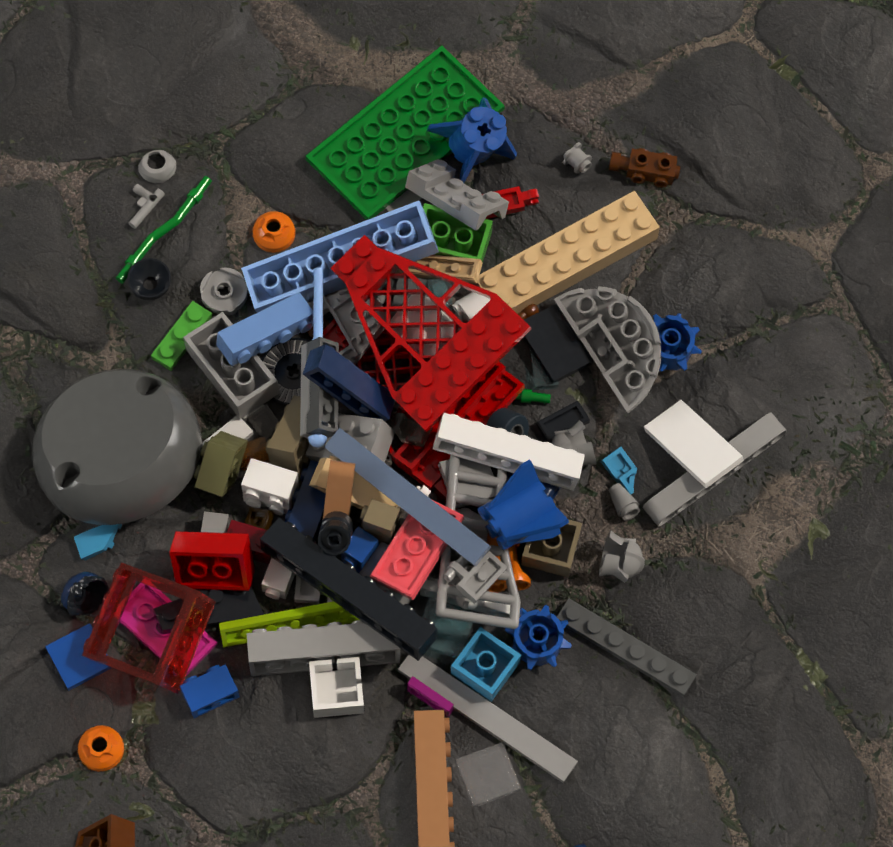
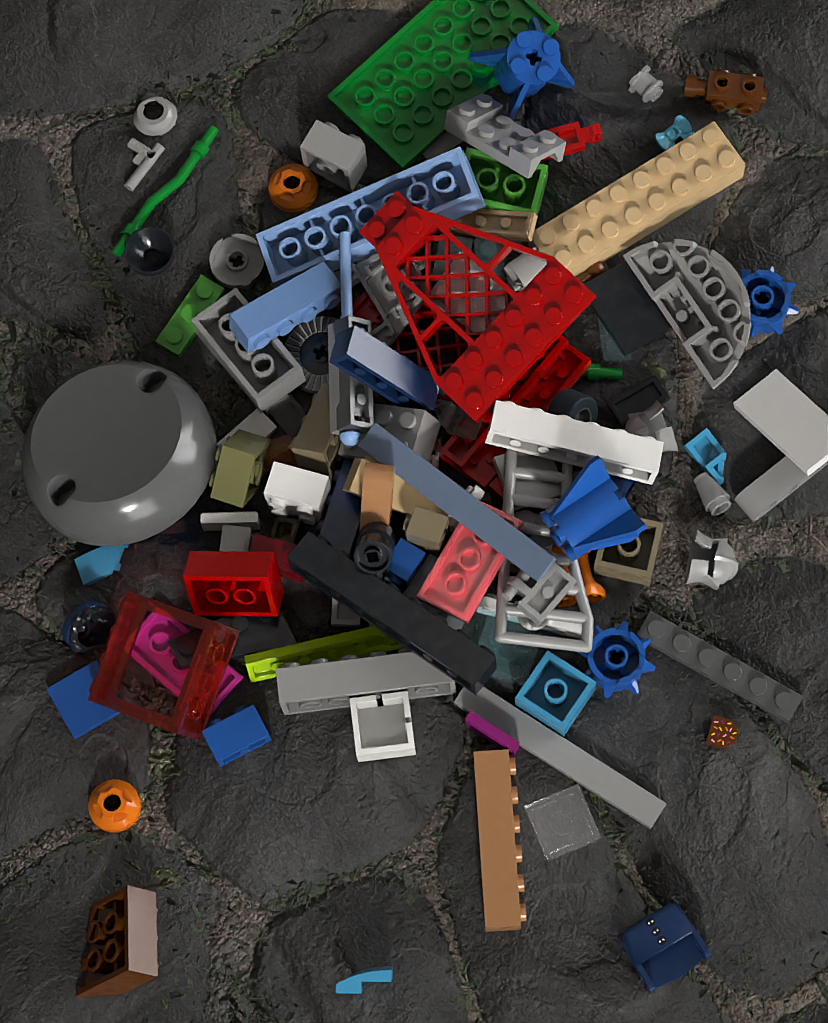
camera: 10 degrees right, 5 degrees up
(196, 509) = (216, 520): none -> white tile
(277, 580) = (310, 603): white brick -> none
(310, 205) = (334, 155): none -> light grey brick
(605, 196) = (680, 127): none -> medium azure piece
(627, 703) = (722, 733): none -> reddish brown tile

